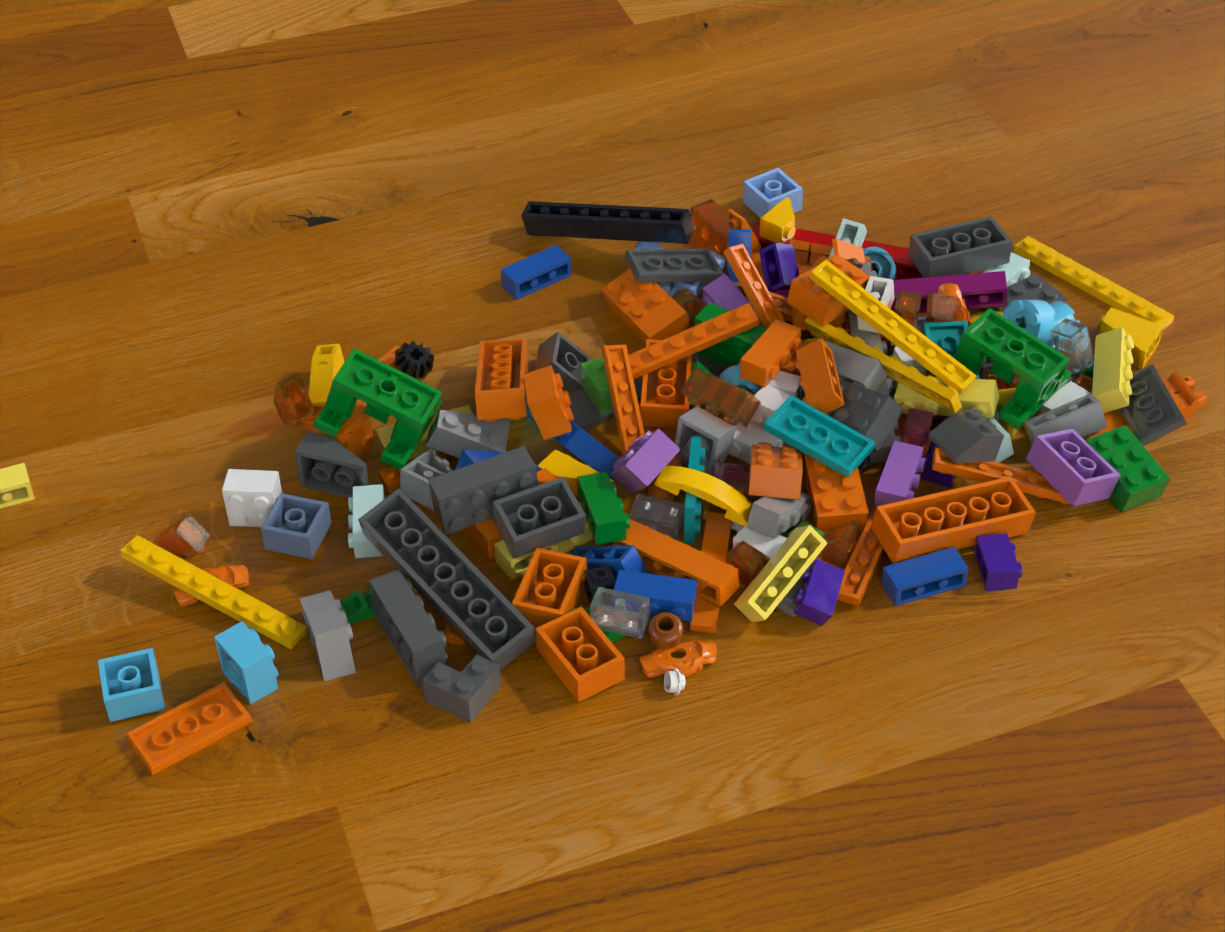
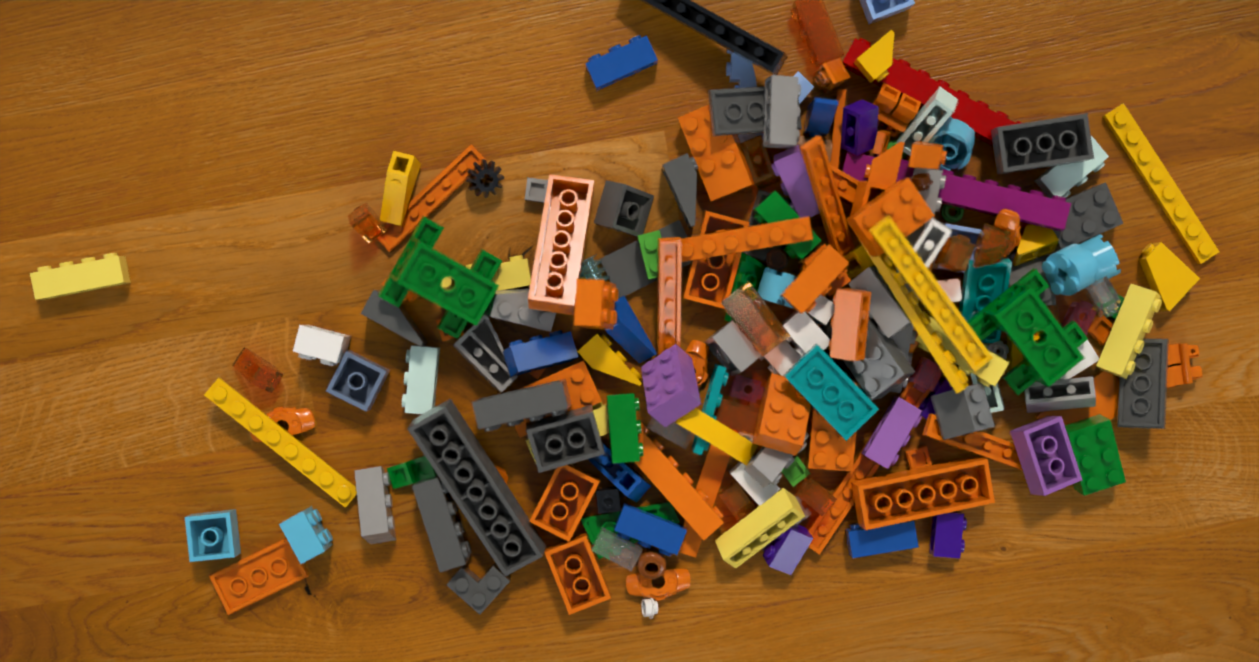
camera: 10 degrees right, 45 degrees up
(467, 366) = (536, 190): none -> light grey plate
(614, 325) = (683, 182): none -> dark grey slope
(699, 255) = (781, 112): none -> light grey brick

